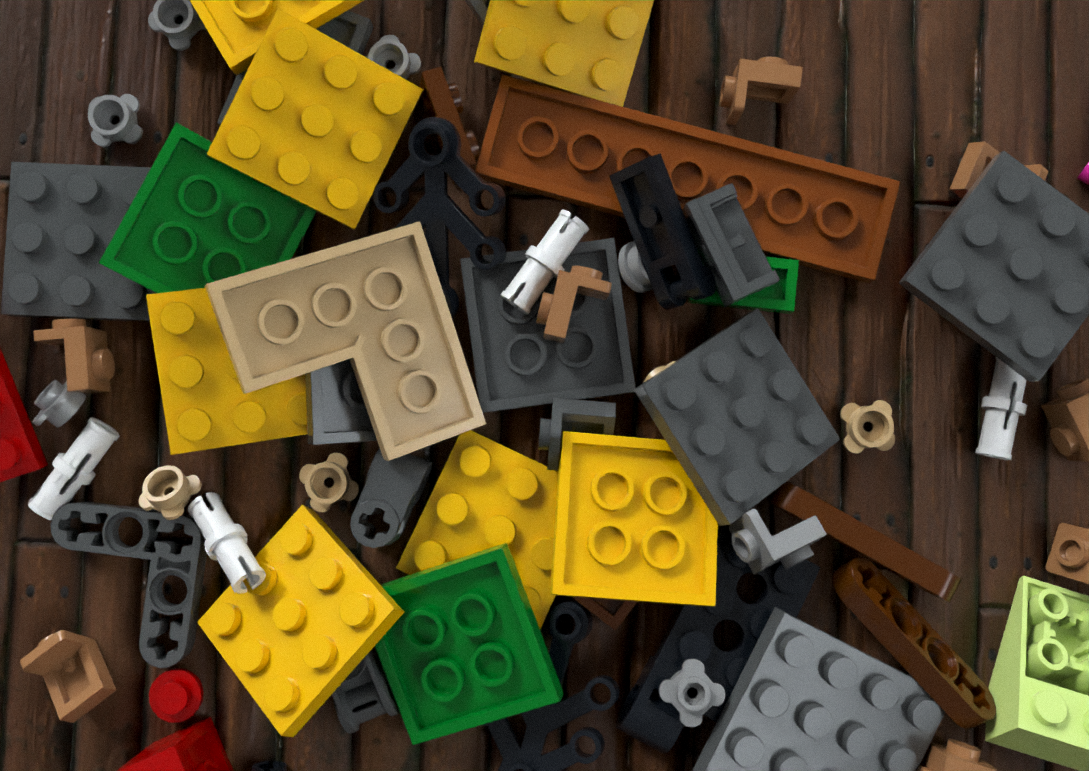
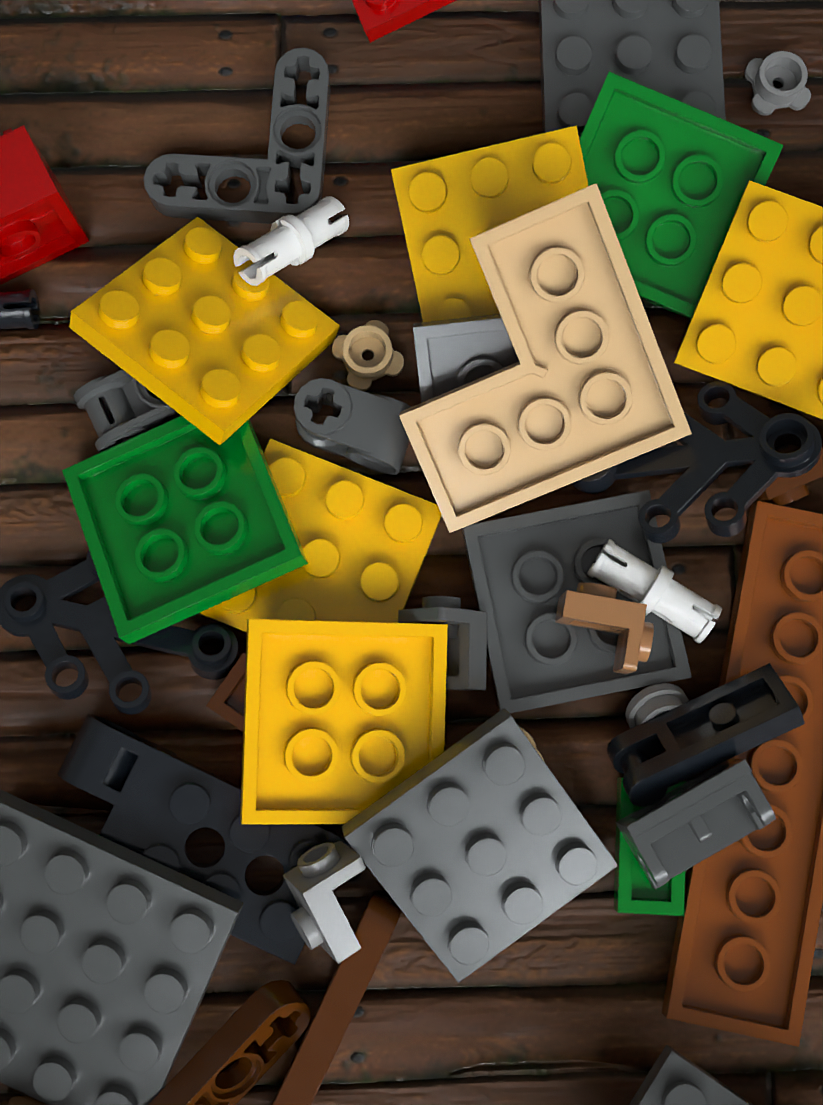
camera: 85 degrees right, 5 degrees down
(57, 404) = (443, 46): light grey plate -> none
(72, 673) = (136, 83): medium nougat bracket -> none
(73, 468) = (368, 69): white pin -> none
(86, 354) = (499, 71): medium nougat bracket -> none
(168, 491) = (347, 173): tan plate -> none
(176, 695) = (113, 200): red plate -> none
(675, 692) = (131, 820): light grey plate -> none
(882, 424) = (488, 1035): tan plate -> none

